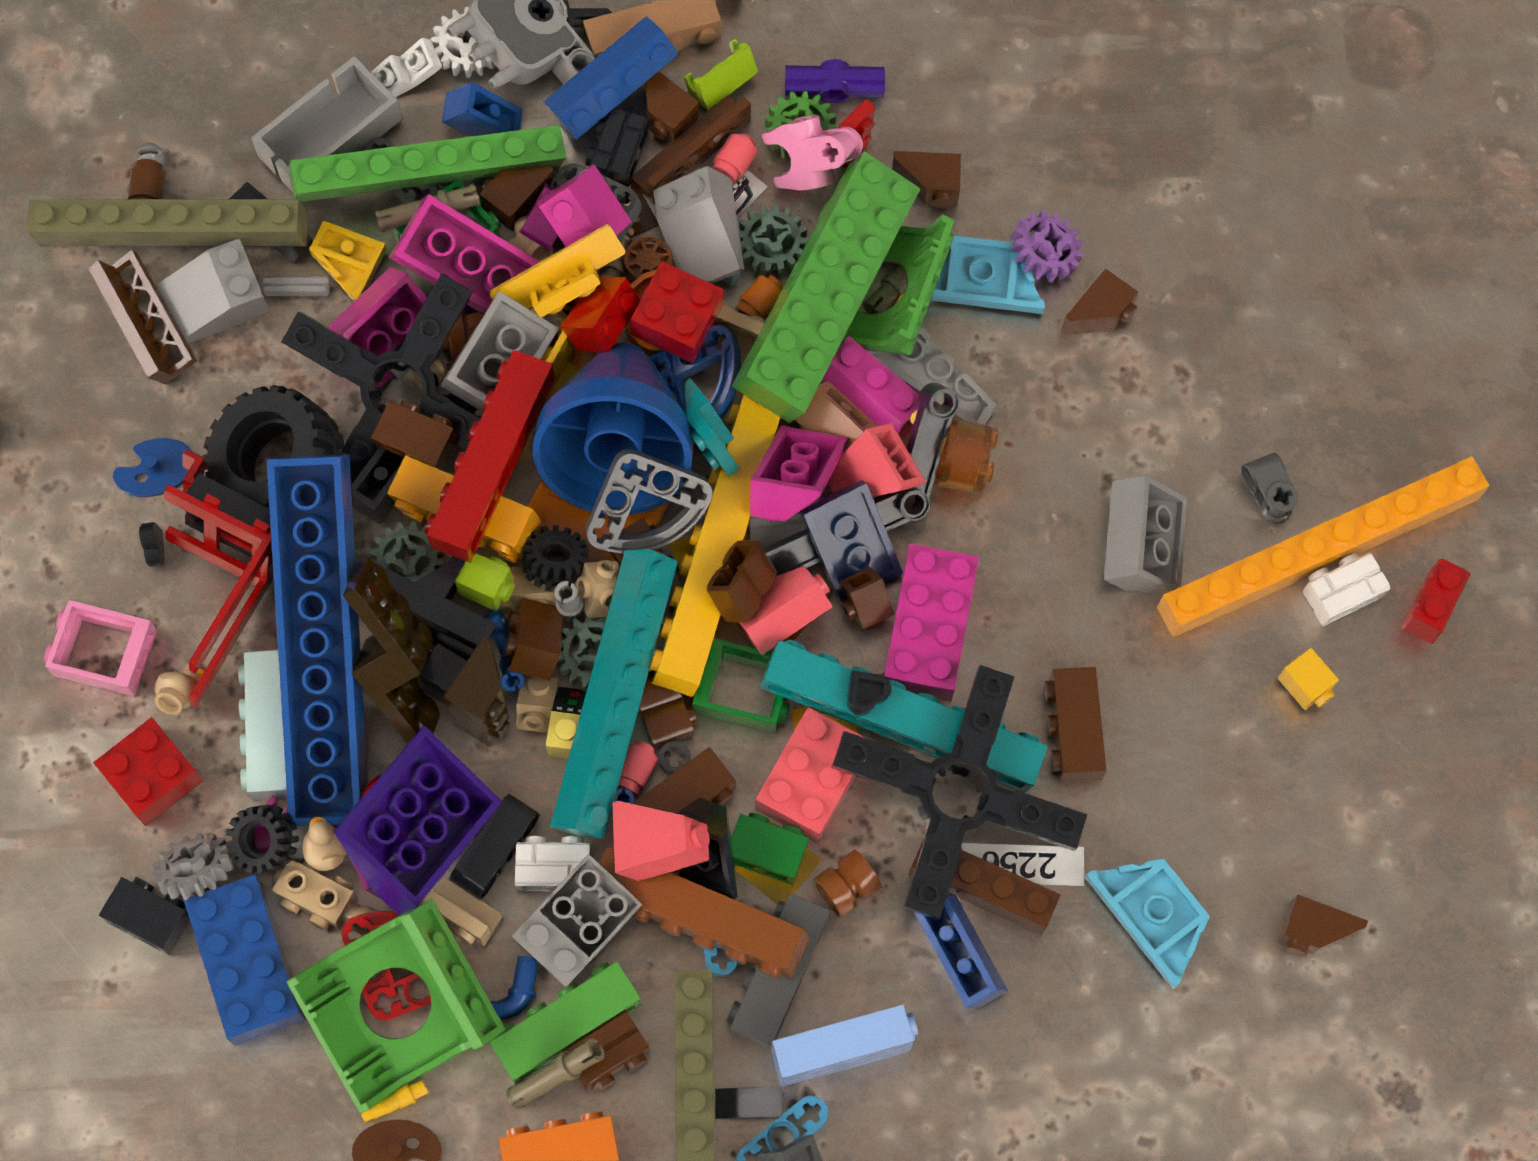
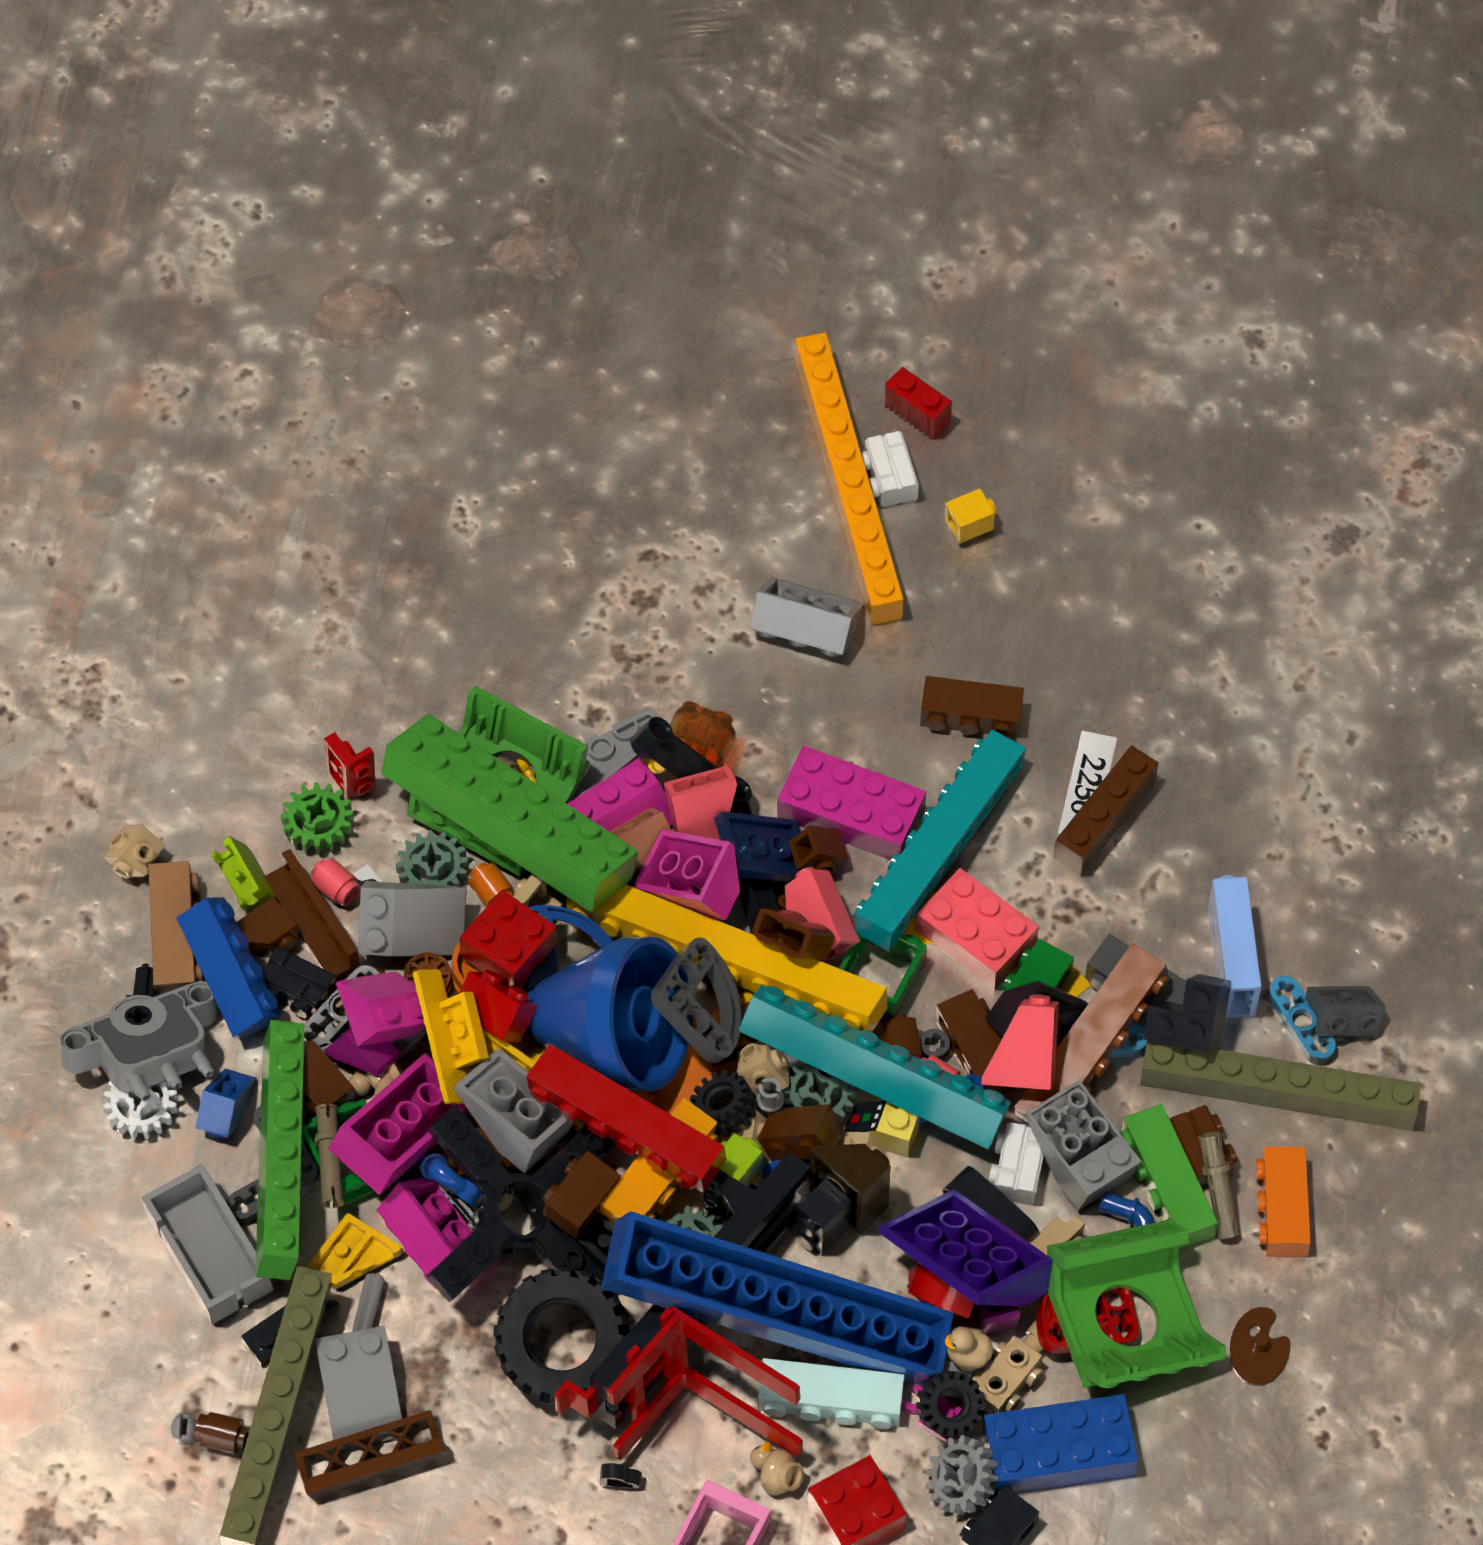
camera: 75 degrees left, 10 degrees down
(159, 461) = (526, 1462): blue piece -> none
(393, 653) = (806, 1237): dark brown bracket -> none
(397, 1100) = (1211, 1326): yellow animal -> none
(409, 69) = (153, 1158): white slope -> none
(708, 429) = (654, 925): teal plate -> none
(733, 1010) = (1197, 1022): none -> black brick
(748, 1102) = (1267, 1033): sticker -> none
(813, 151) = (360, 799): bright pink piece -> none
(835, 81) = (275, 779): dark purple piece -> none
(847, 883) = (1082, 916): dark orange wheel -> none
(866, 691) = (920, 854): black tile -> none
(933, 173) = (400, 710): reddish brown slope -> none
(963, 955) = (1163, 838): blue brick -> none
(968, 759) = (1038, 787): black piece -> none
(986, 276) = (521, 678): medium azure wing -> none
(1046, 246) = (500, 632): medium lavender gear -> none
(1102, 306) = (569, 600): reddish brown slope -> none
(1155, 912) = (1155, 683): medium azure wing -> none
(1269, 482) = (780, 506): dark grey piece -> none
(1316, 926) = (1190, 563): reddish brown slope -> none

